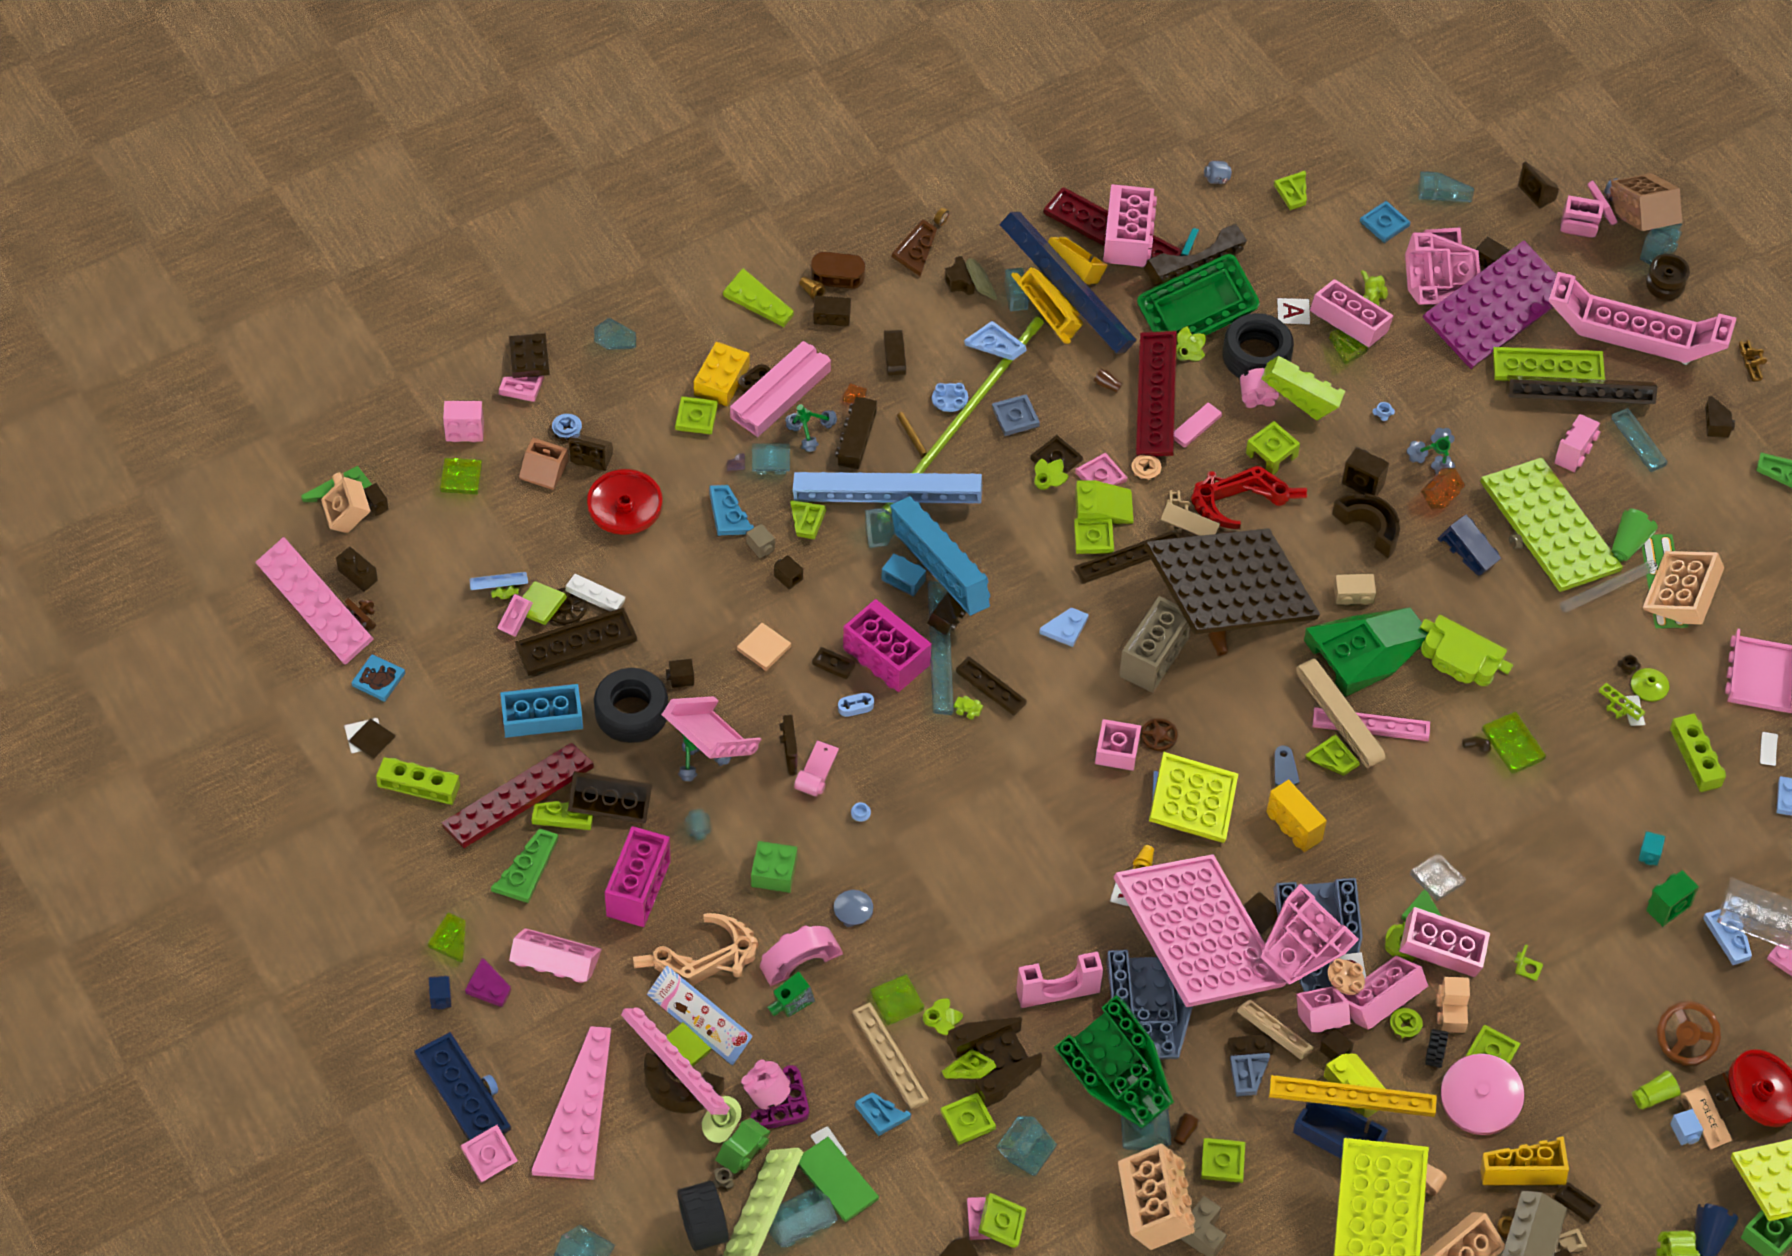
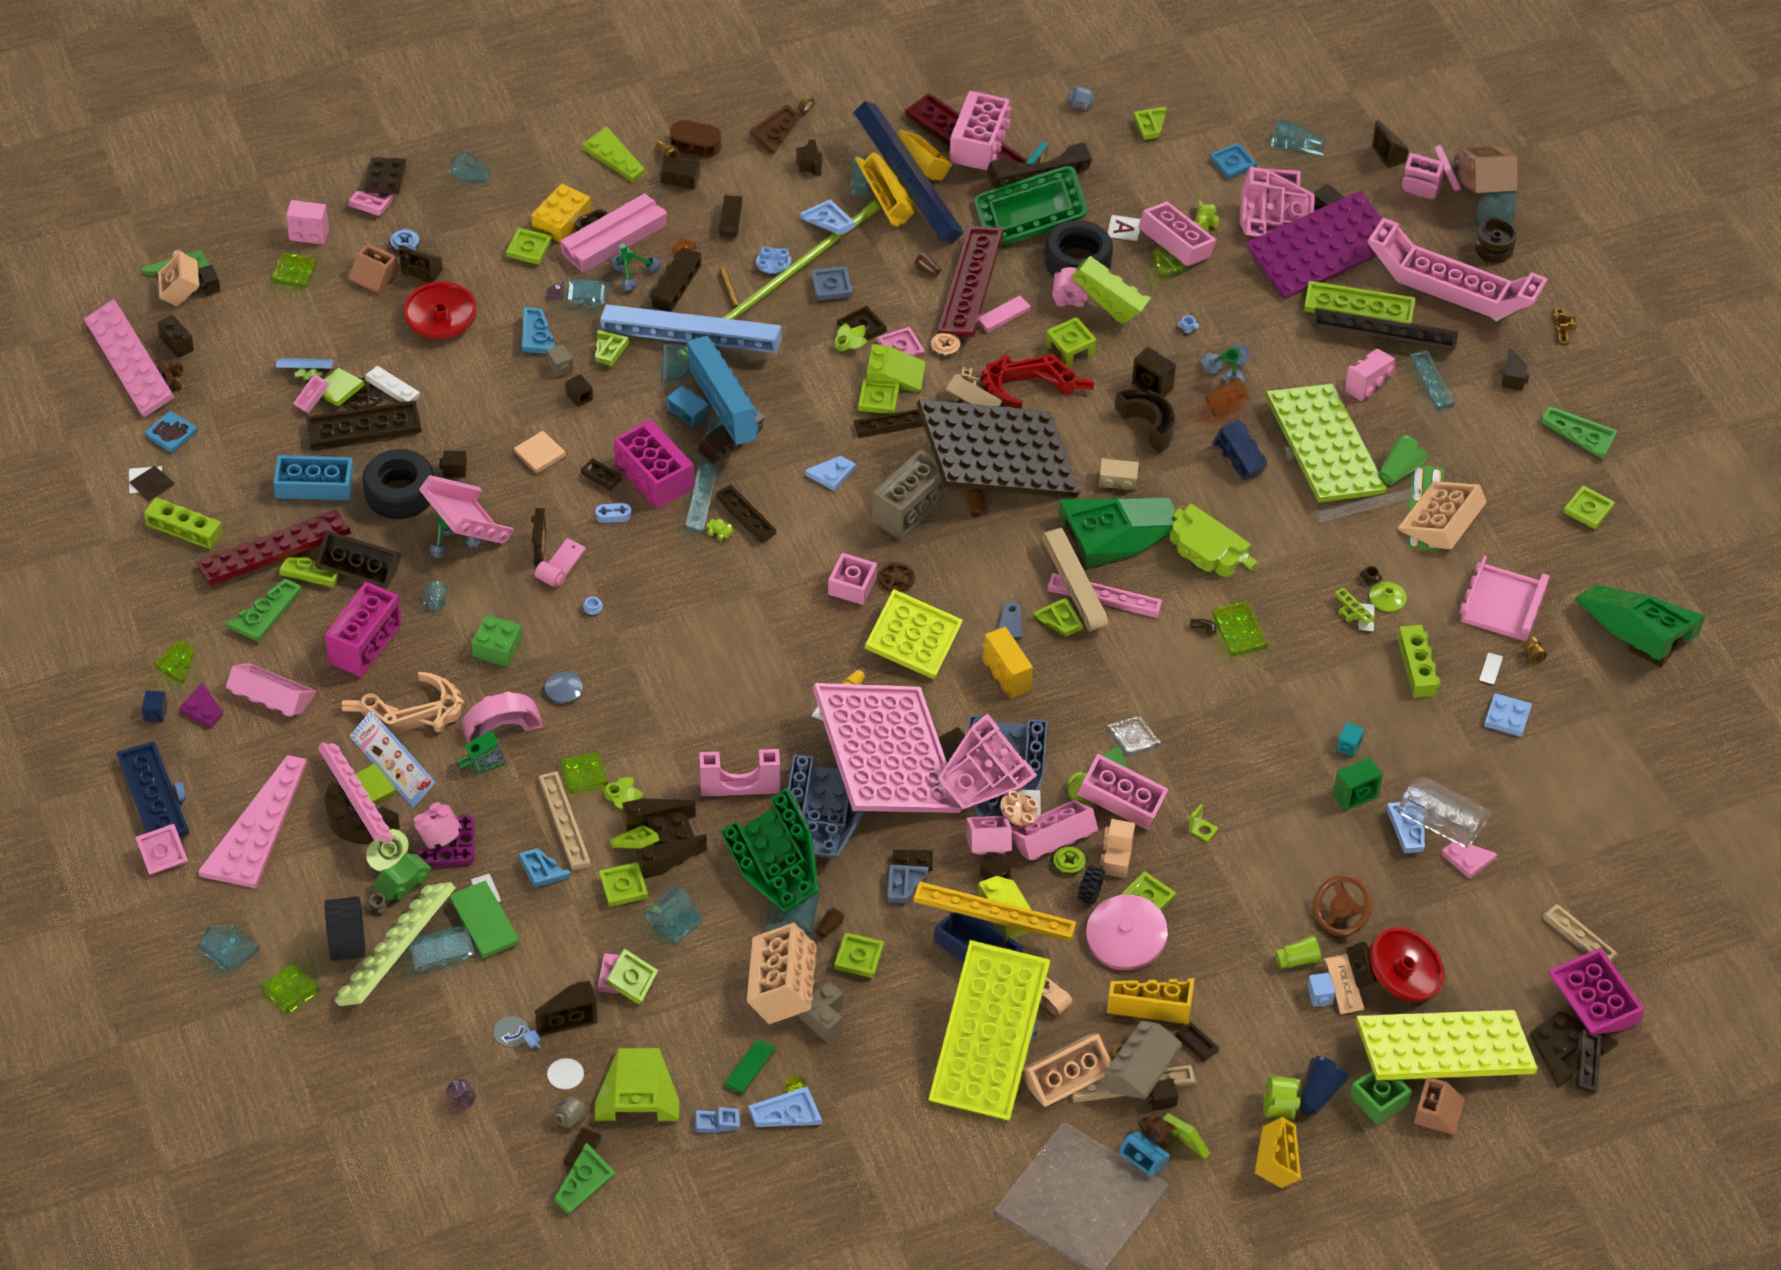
camera: 10 degrees right, 5 degrees down
(980, 278) = (828, 161): olive window -> none
(1191, 343) = (1016, 242): lime plate -> none
(1275, 1029) = (940, 848): tan tile -> none

